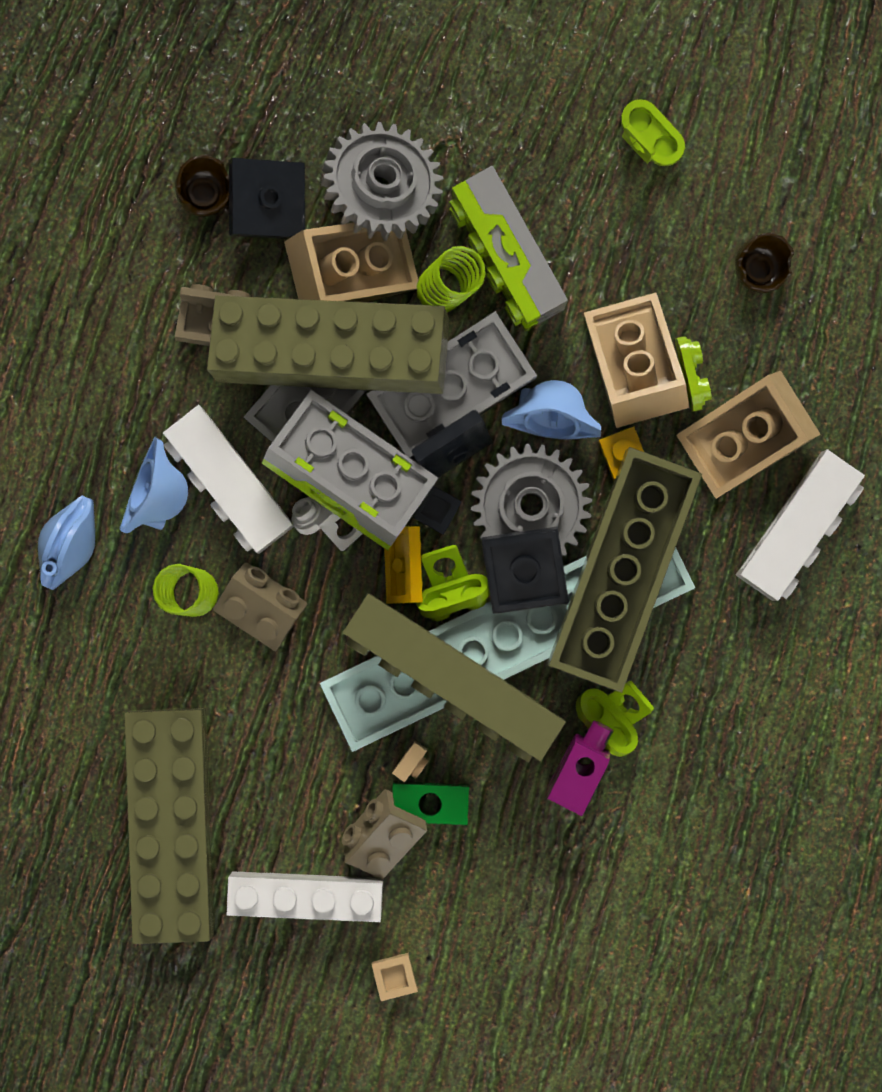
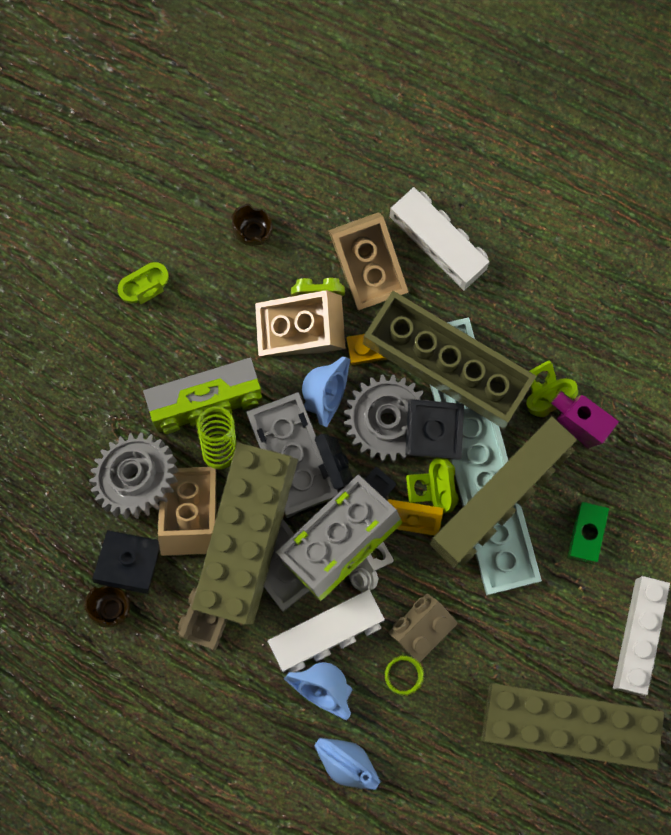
camera: 80 degrees left, 10 degrees down
(381, 836) = (606, 571): dark tan bracket -> none
(411, 763) = (556, 540): tan plate -> none

